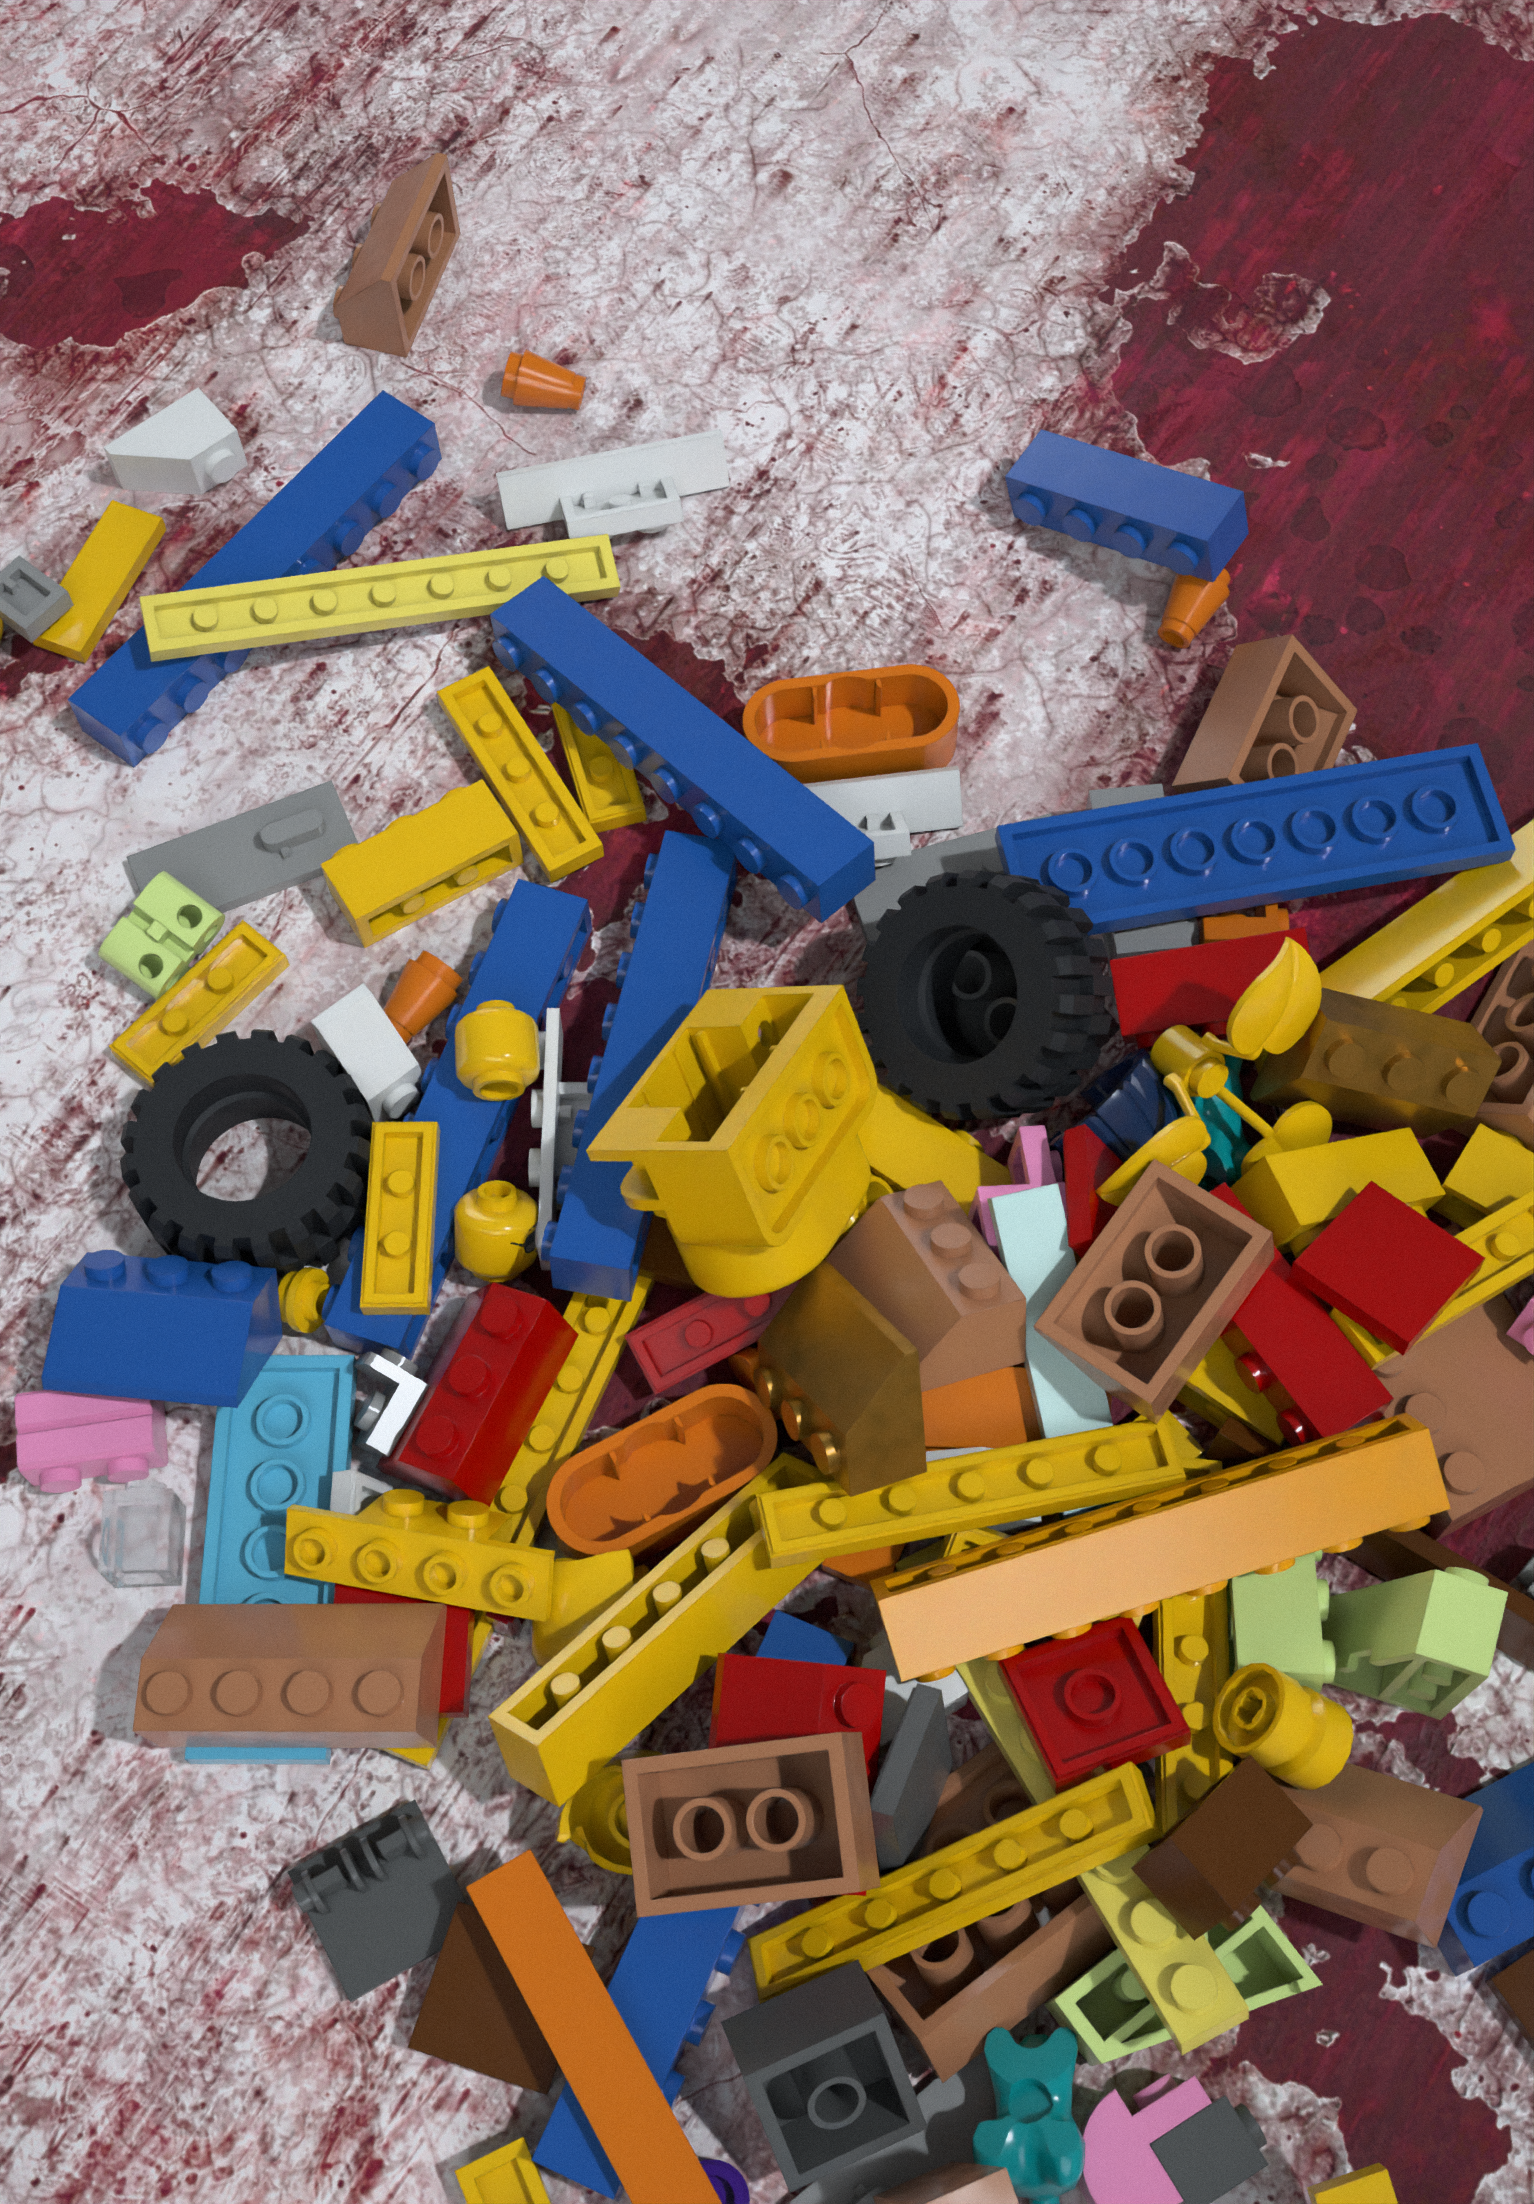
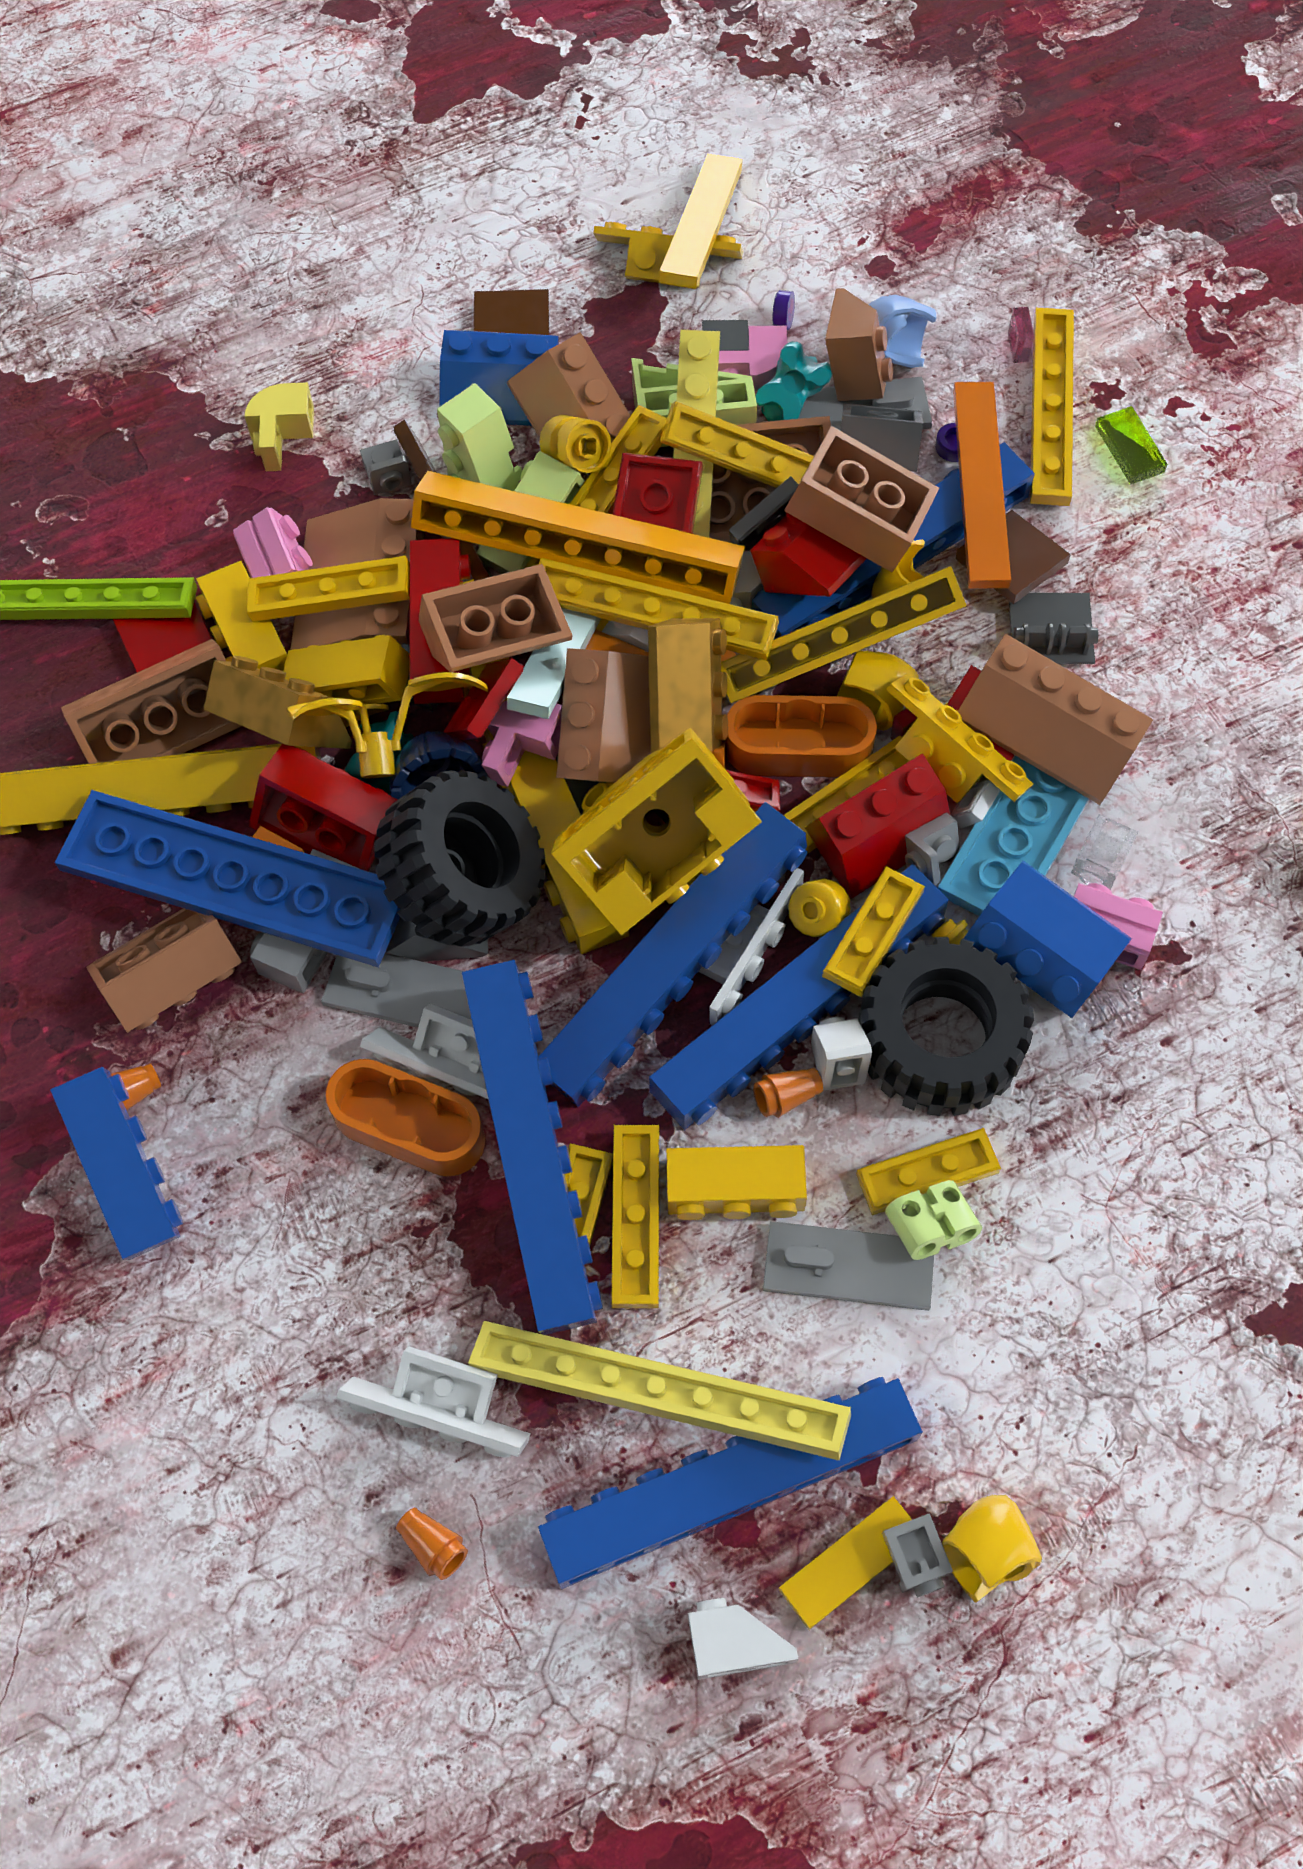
camera: 150 degrees left, 0 degrees up
(400, 260) = (472, 1730): nougat slope -> none
(497, 1051) = (764, 991): yellow head -> none
(1224, 1850) = (645, 390): reddish brown brick -> none
(1387, 1267) = (363, 593): red tile -> none

